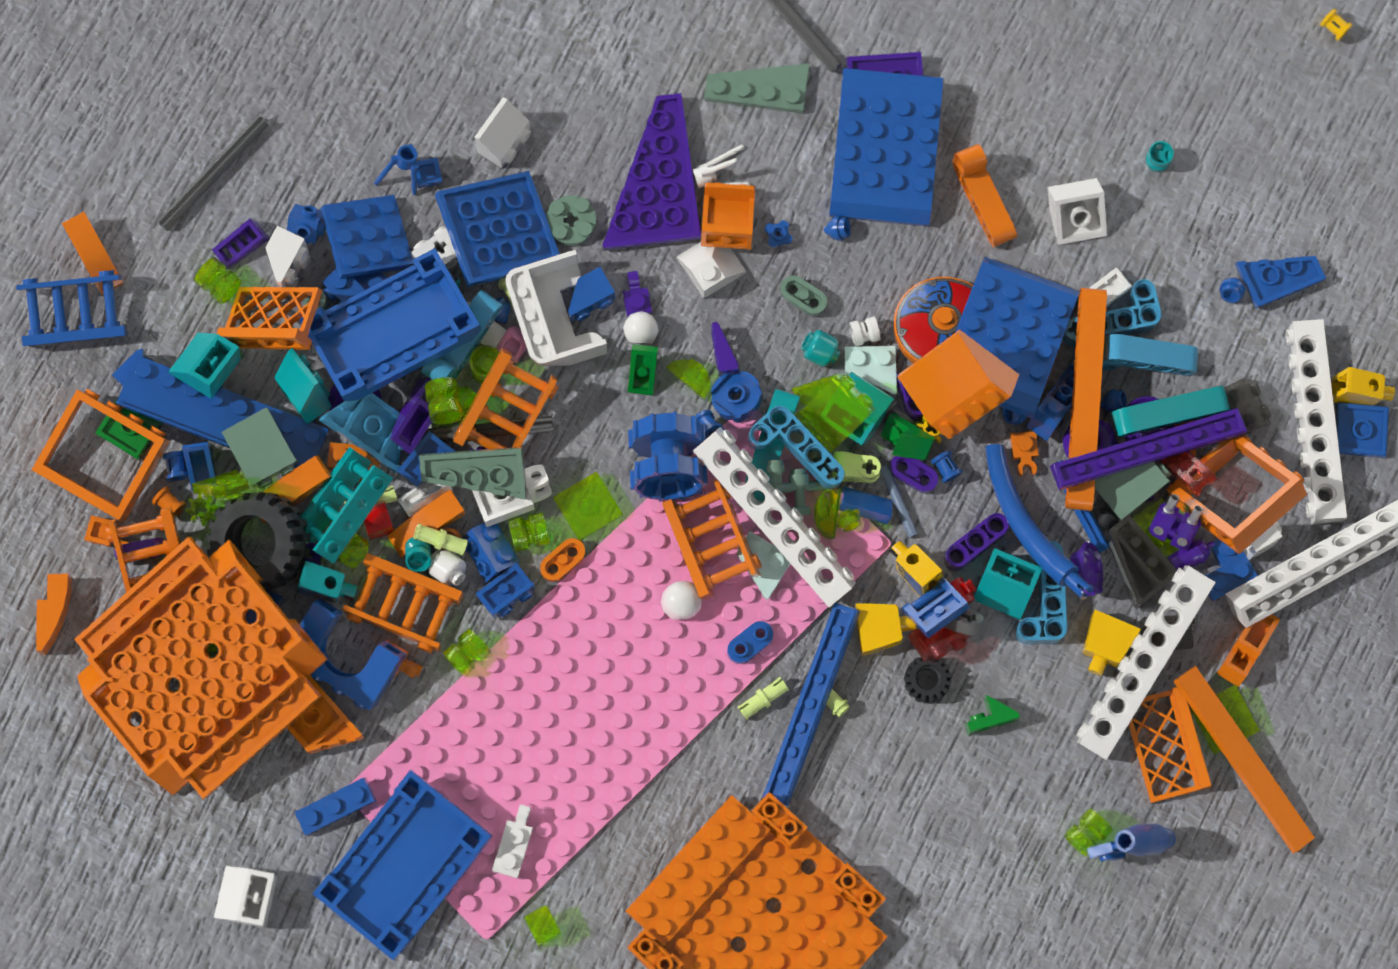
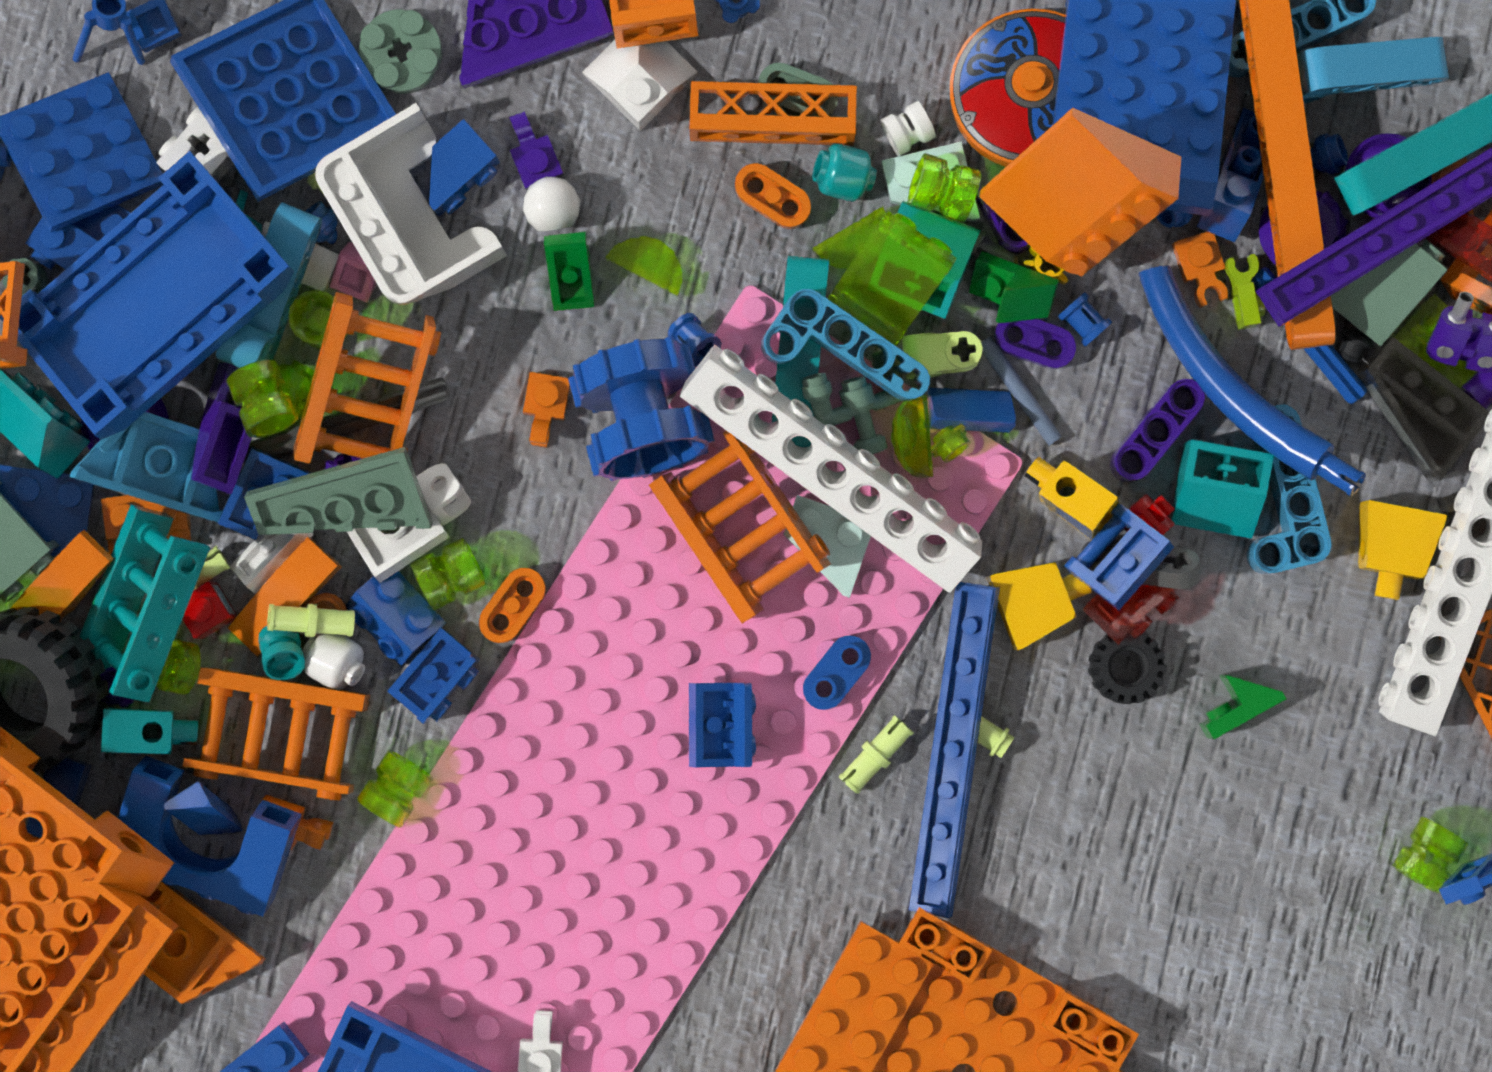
camera: 10 degrees left, 10 degrees up
(347, 639) = (203, 811): none -> blue slope
(587, 506) = (532, 510): clear neon green plate -> none
(610, 445) = (545, 400): none -> orange plate
(673, 656) = (721, 725): none -> blue bracket
(681, 600) = (713, 630): white hair -> none
(724, 356) = (696, 223): dark purple slope -> none
(738, 409) = (744, 296): blue plate -> none
(777, 352) = (773, 196): none -> orange plate
(783, 313) = (772, 128): none -> orange fence
(879, 369) = (949, 189): none -> clear neon green wheel
(1046, 478) = (1245, 300): none -> lime plate
(1089, 566) = (1343, 428): dark purple piece -> none

